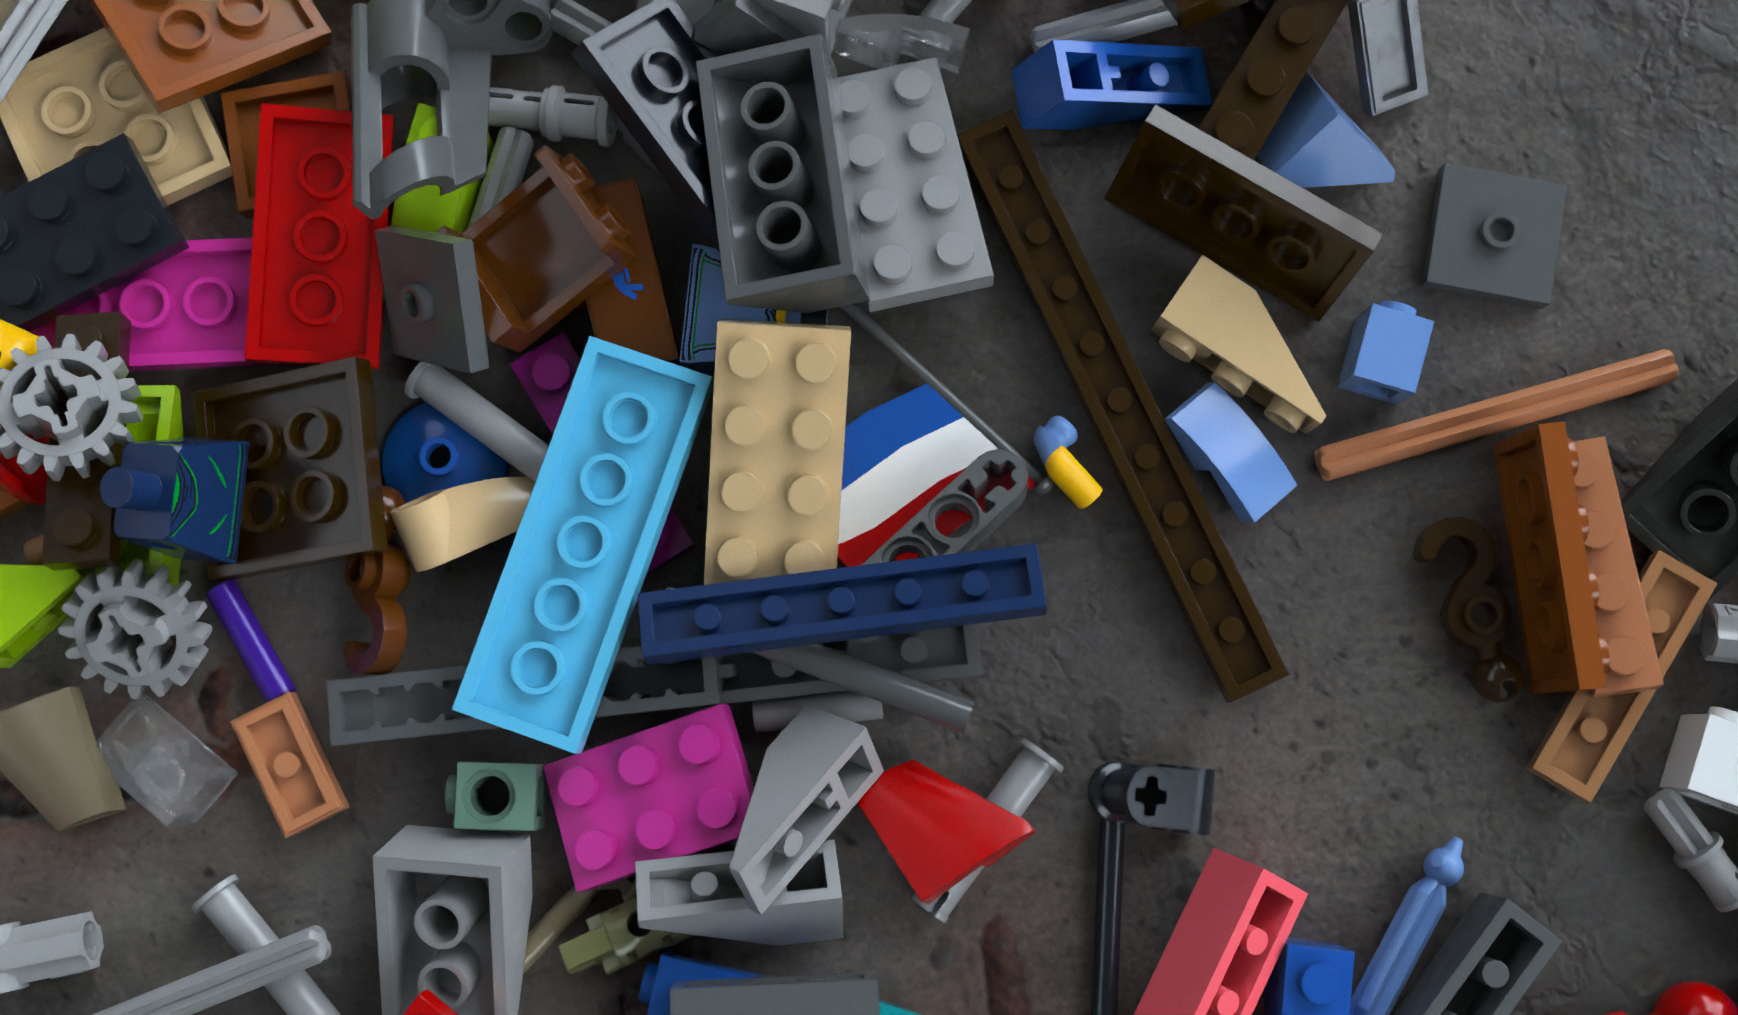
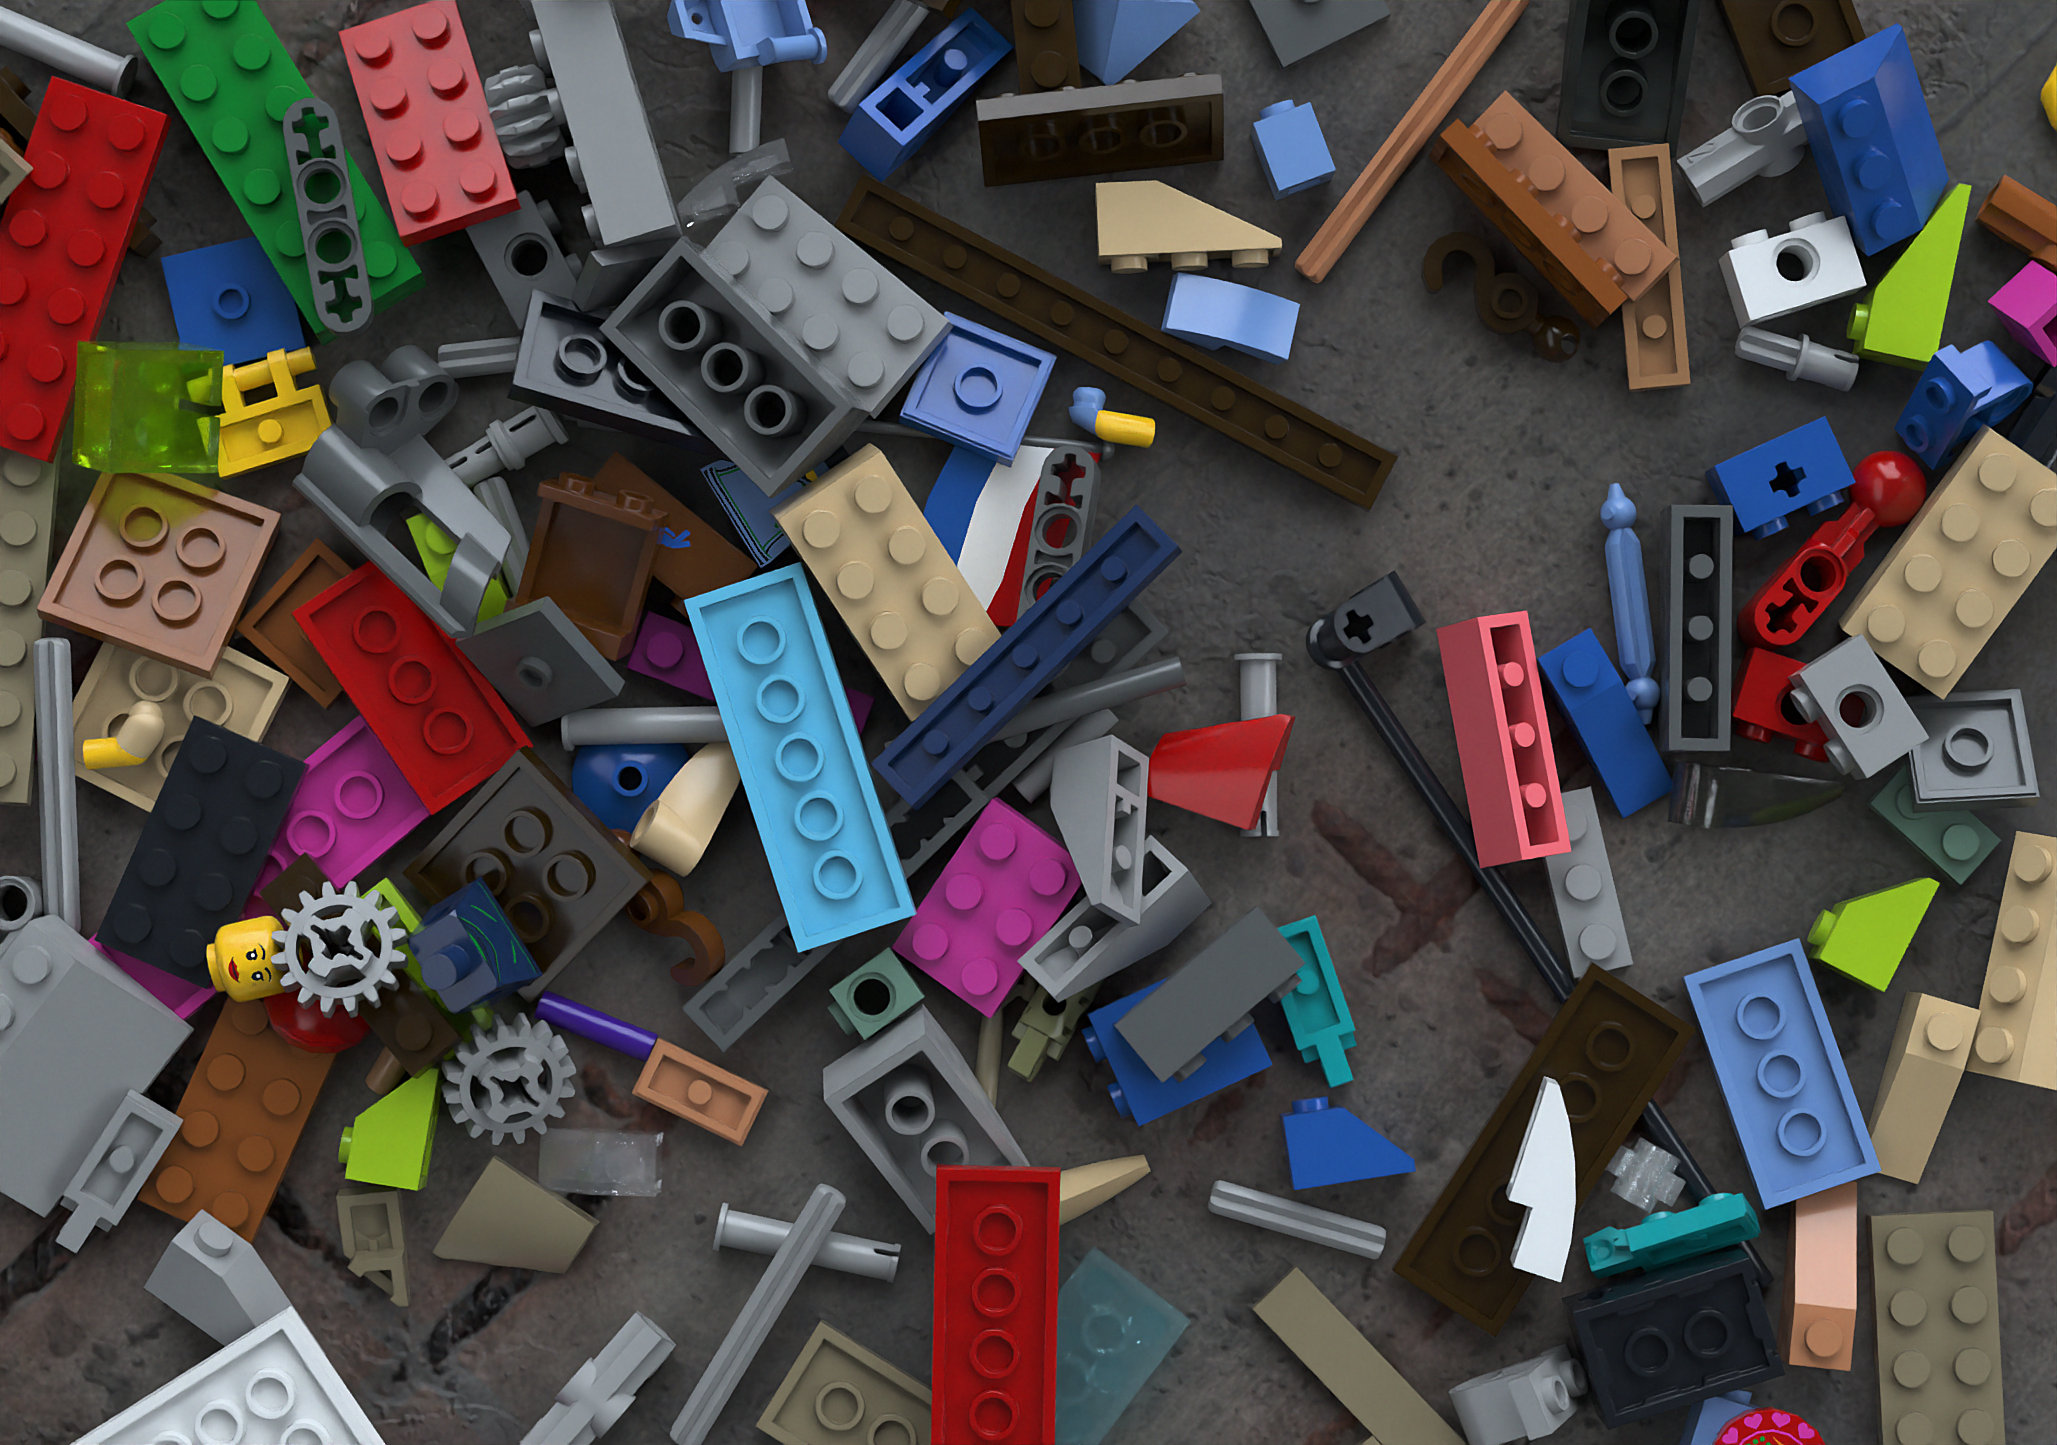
camera: 35 degrees left, 5 degrees up
(59, 118) = (133, 742): none -> arm
(974, 355) = (978, 390): none -> plate
(1648, 955) = (1807, 454): none -> blue brick

